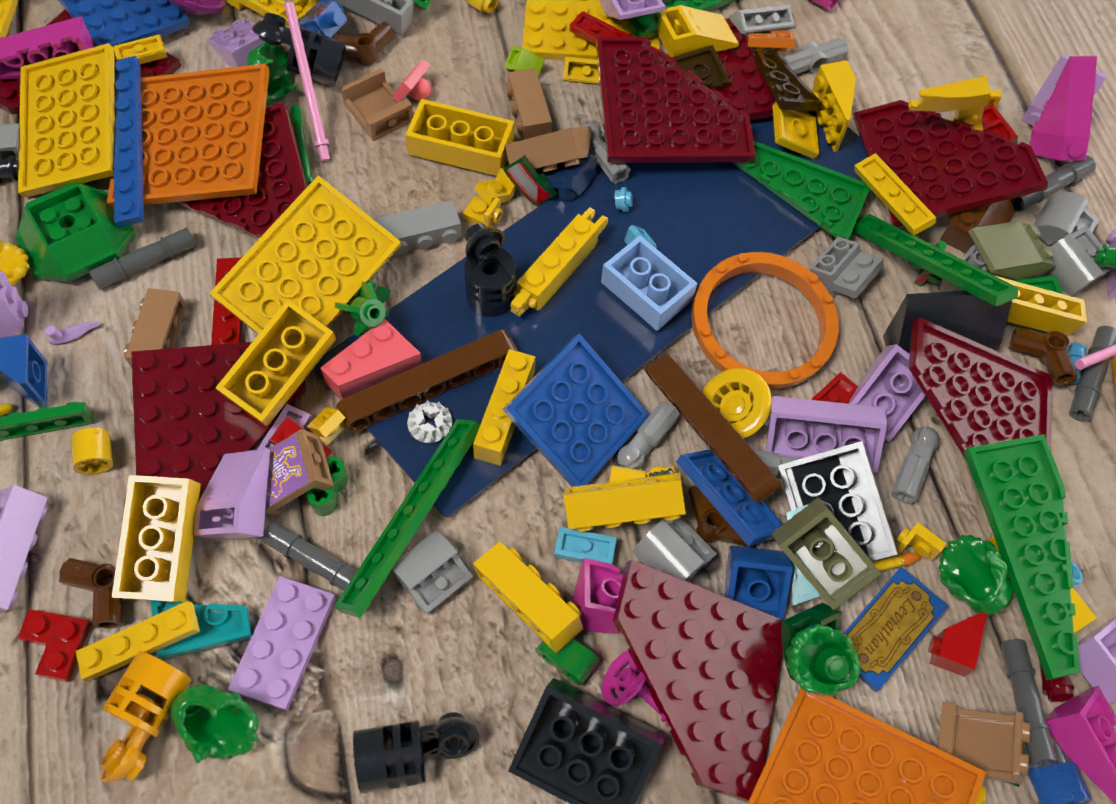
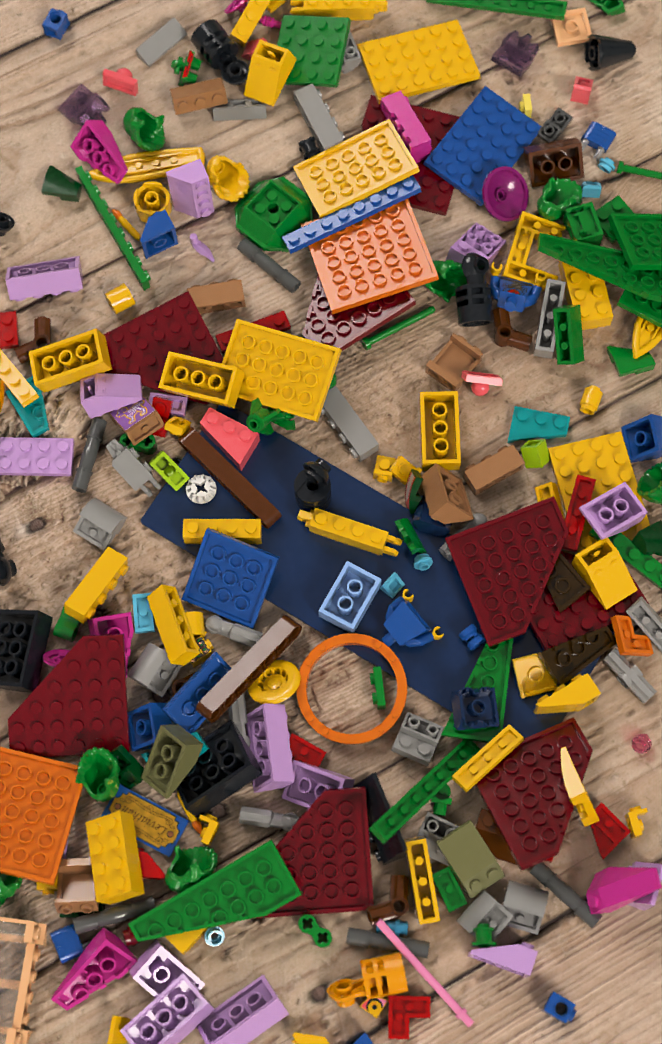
camera: 80 degrees right, 10 degrees up
(144, 49) = (435, 186): yellow plate -> none
(321, 142) = (404, 338): bright pink bar -> none
(362, 499) = (131, 467): none -> light grey hinge
(384, 454) = (169, 470): none -> lime arch
(407, 519) = (128, 498): green plate -> none
(487, 56) = (536, 424): none -> teal wing
(594, 198) = (409, 536): none -> green slope
(699, 234) = (407, 625): none -> blue torso
(733, 177) = (472, 637): none -> blue wheel
(768, 293) = (378, 696): none -> green plate
(827, 194) = (474, 708): none -> dark blue slope
(892, 69) = (641, 743): none -> clear pink plate
(955, 672) = (114, 857): none -> yellow brick
(1077, 447) = (315, 931): none -> green axle

